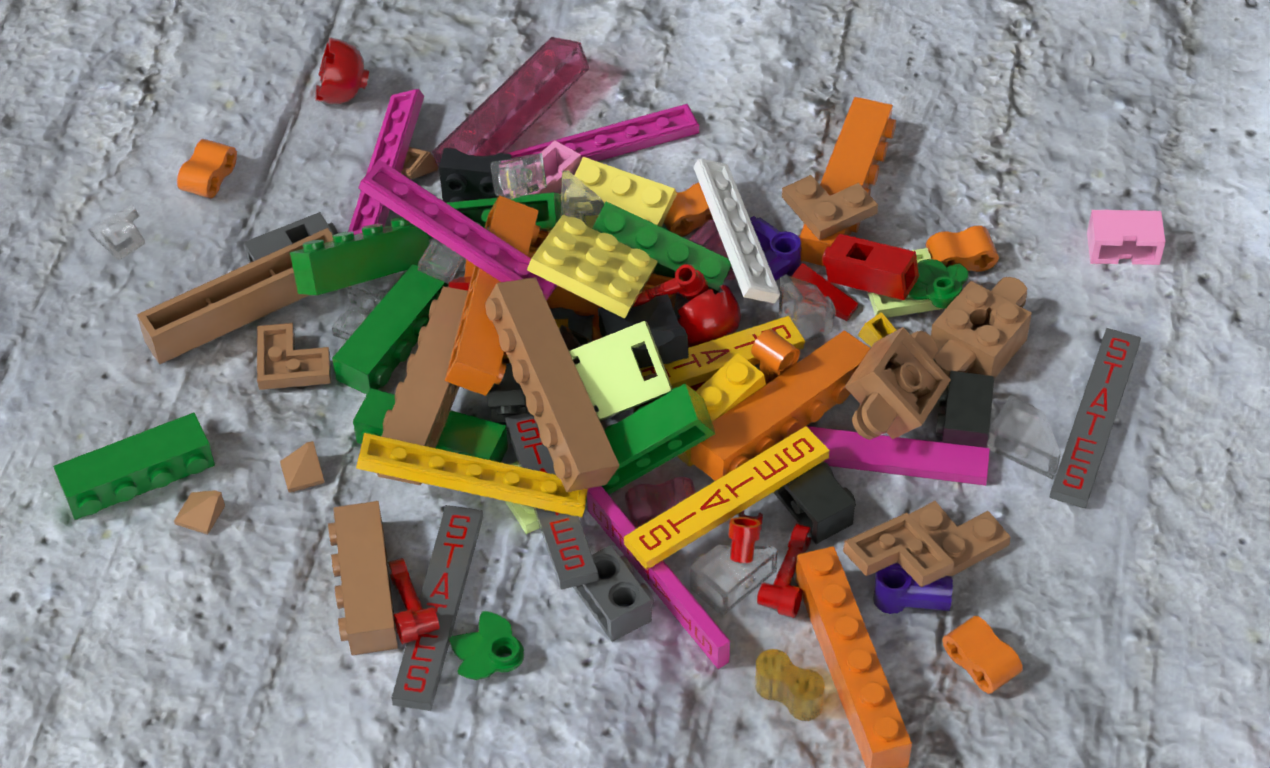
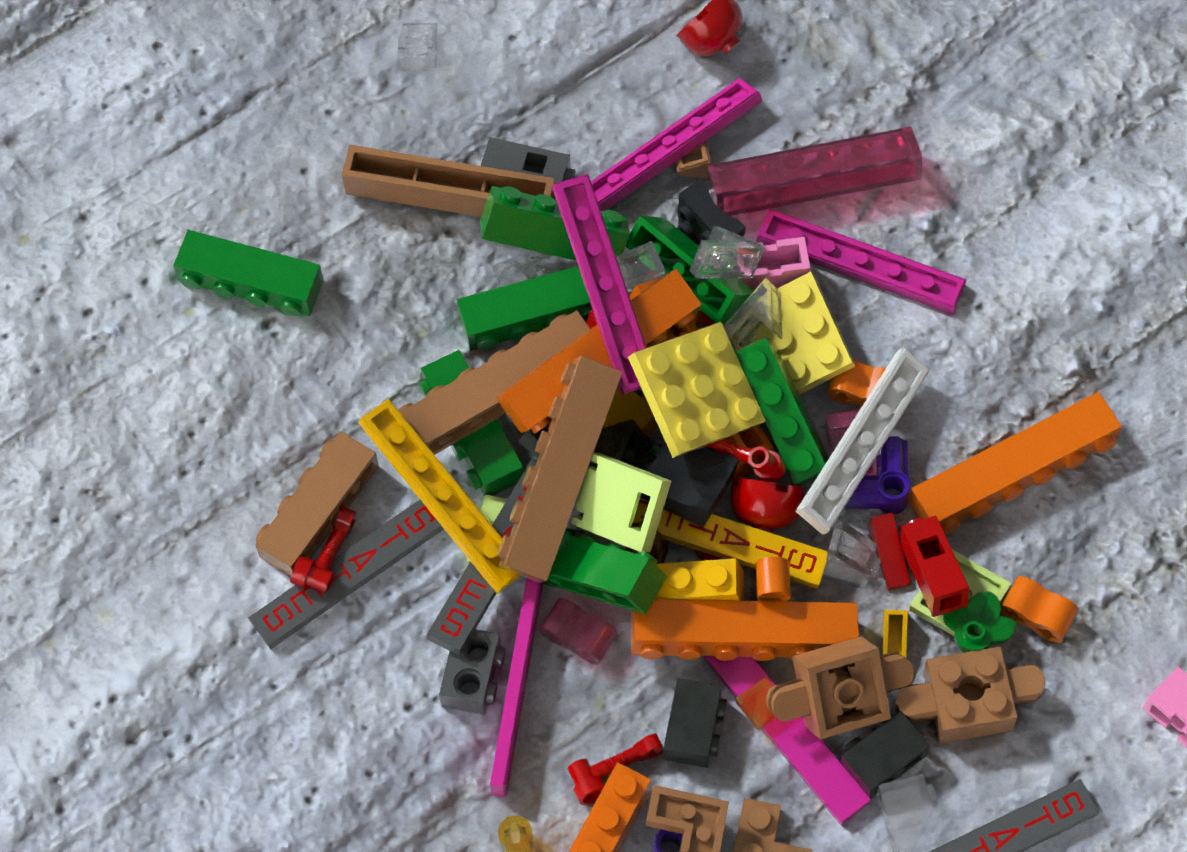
camera: 45 degrees right, 15 degrees up
(201, 511) = (262, 349): medium nougat slope -> none
(207, 168) = (534, 38): orange axle -> none
(284, 366) = (427, 271): medium nougat plate -> none
(302, 468) = (362, 374): medium nougat slope -> none
(482, 649) = (347, 632): green plate -> none
(725, 497) = (616, 670): yellow tile -> none
(727, 582) = (568, 731): clear slope -> none
(744, 532) = (590, 711): red brick -> none
(828, 213) = (954, 489): medium nougat plate -> none
(847, 447) = (754, 704): none -> tile

